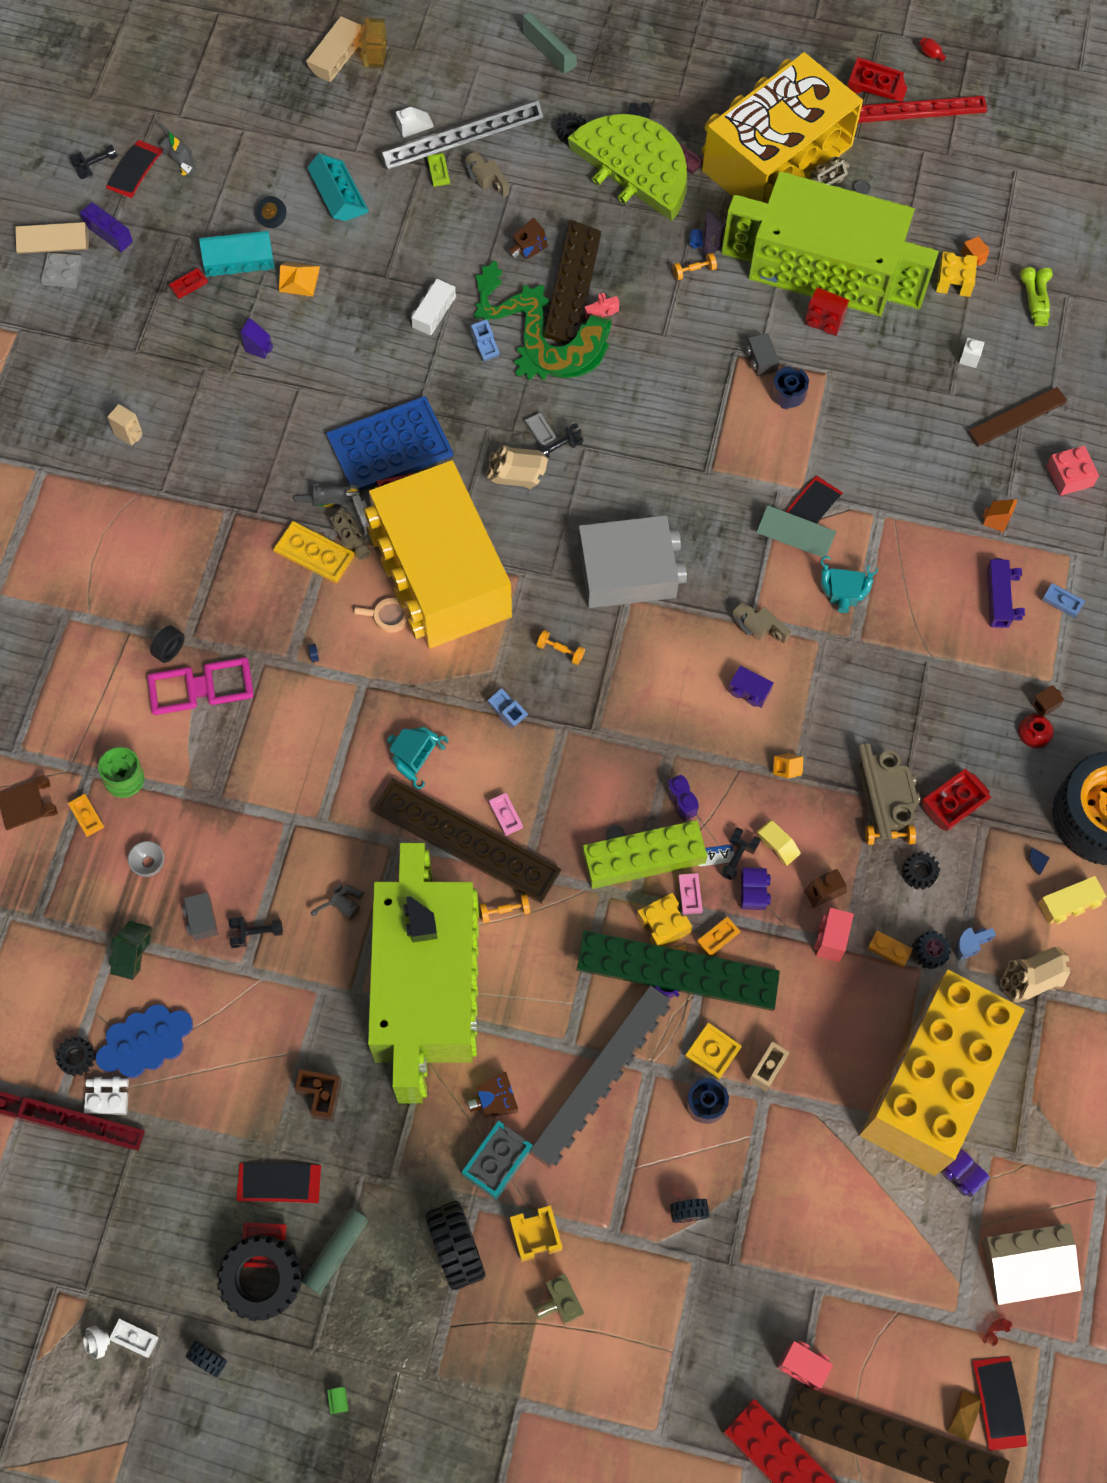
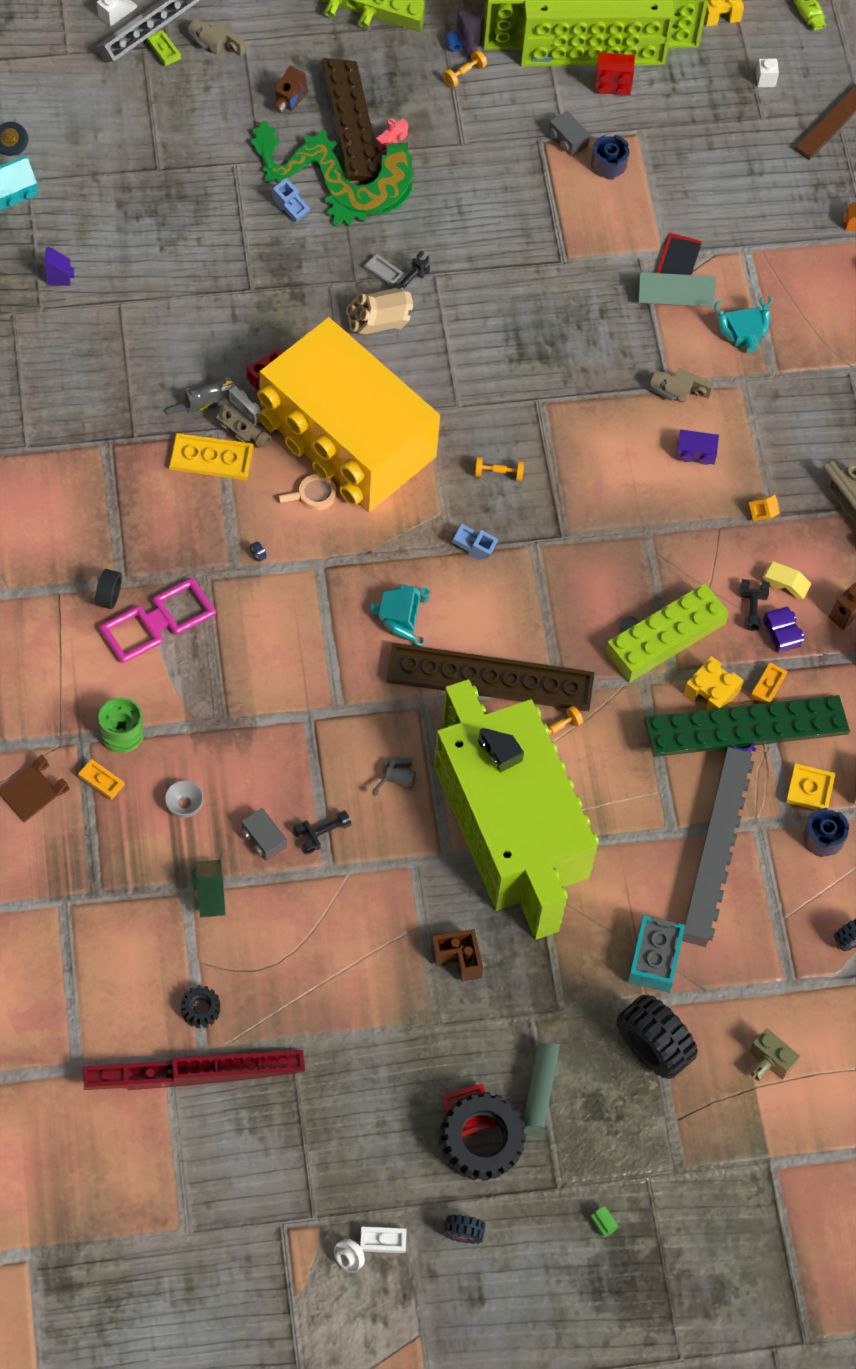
camera: 25 degrees left, 5 degrees down
(106, 1103) = (252, 1039): white plate -> none
(144, 1041) = (262, 969): blue plate -> none
(278, 1182) = (454, 1051): black sticker -> none
(298, 278) = (69, 196): light orange slope -> none
(337, 188) = (67, 95): teal slope -> none
(390, 444) = (240, 329): blue plate -> none
(433, 307) = (221, 183): white brick -> none
(494, 1097) = (627, 899): reddish brown torso -> none
(505, 814) = (517, 640): bright pink plate -> none
(536, 1234) = (723, 1005): yellow piece -> none
(630, 561) = (531, 366): light grey brick -> none
(685, 800) = (677, 567): dark purple brick -> none
(690, 894) = (725, 653): bright pink plate -> none
(719, 855) = (737, 611): sticker -> none

